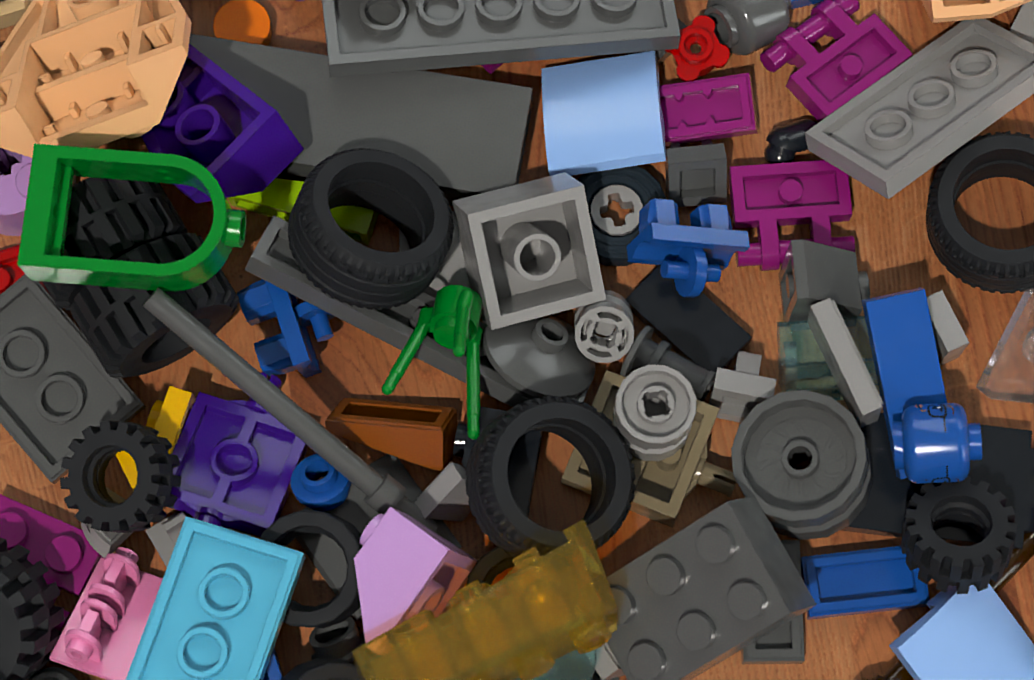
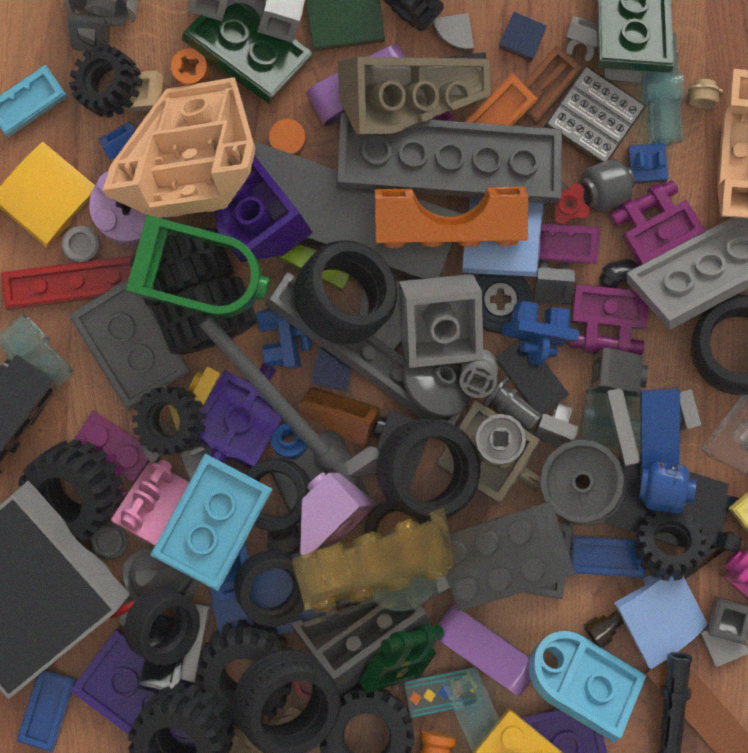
camera: 10 degrees right, 10 degrees up
(366, 364) = (330, 371): none -> clear blue plate
(454, 326) = (387, 361): green plant -> none
(590, 74) = (497, 217): none -> orange arch

